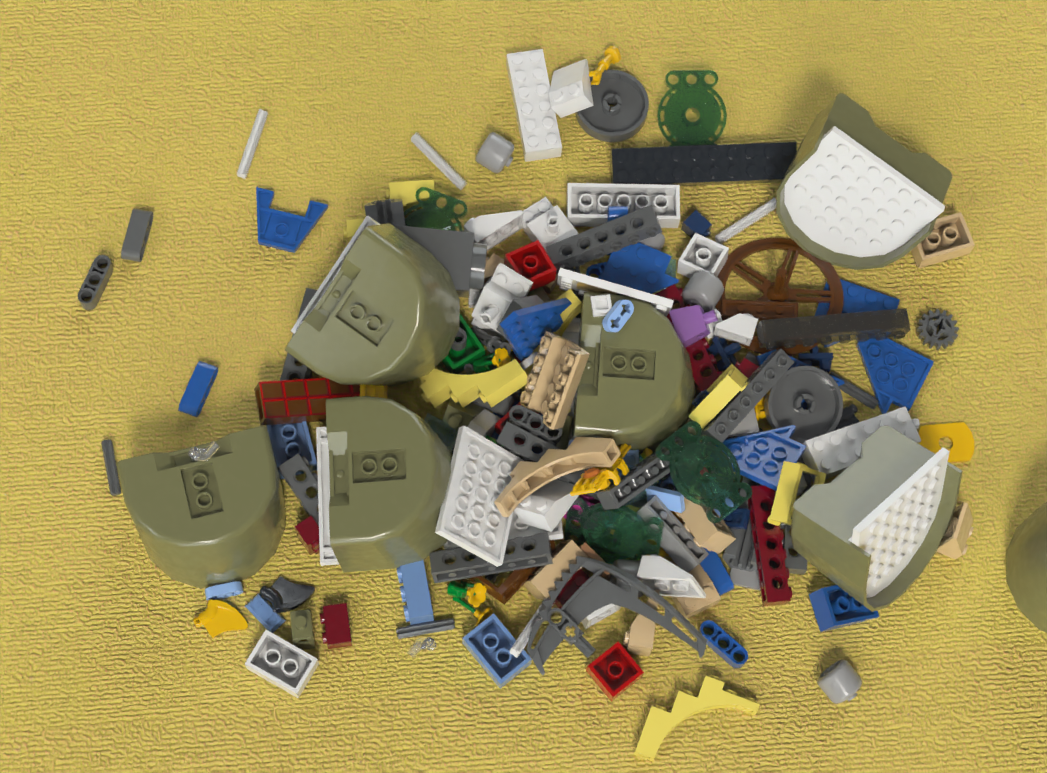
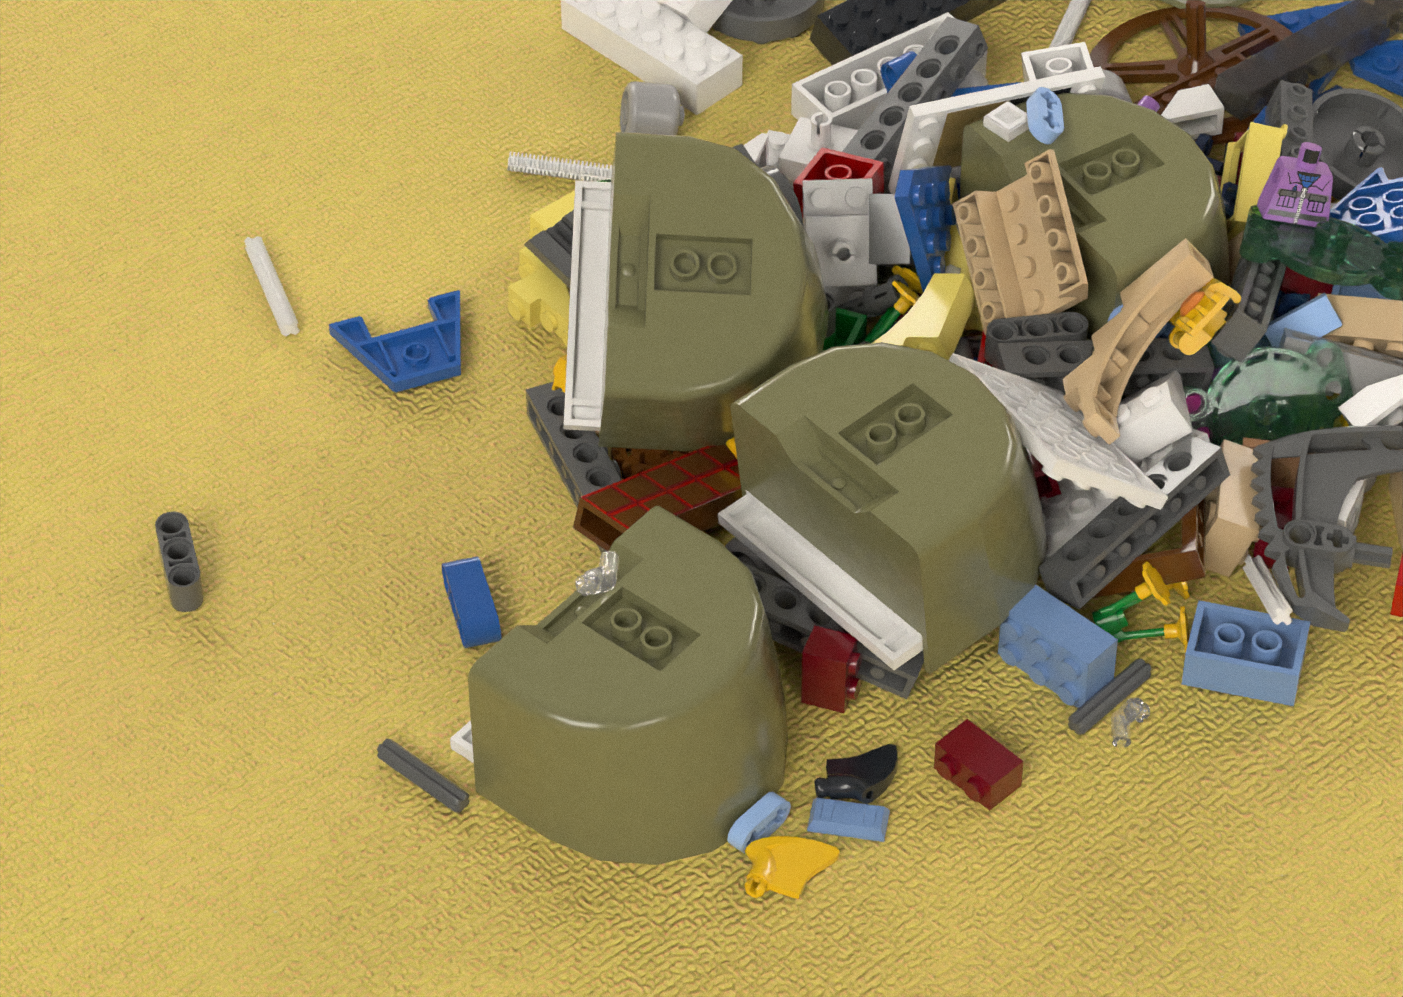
camera: 30 degrees left, 25 degrees down
(137, 235) = (192, 473): dark grey beam -> none
(282, 663) = (945, 853): white brick -> none
(302, 629) = (931, 792): olive torso -> none
(696, 224) = (1006, 56): dark blue brick -> none
(711, 432) = (1298, 189): none -> medium lavender torso

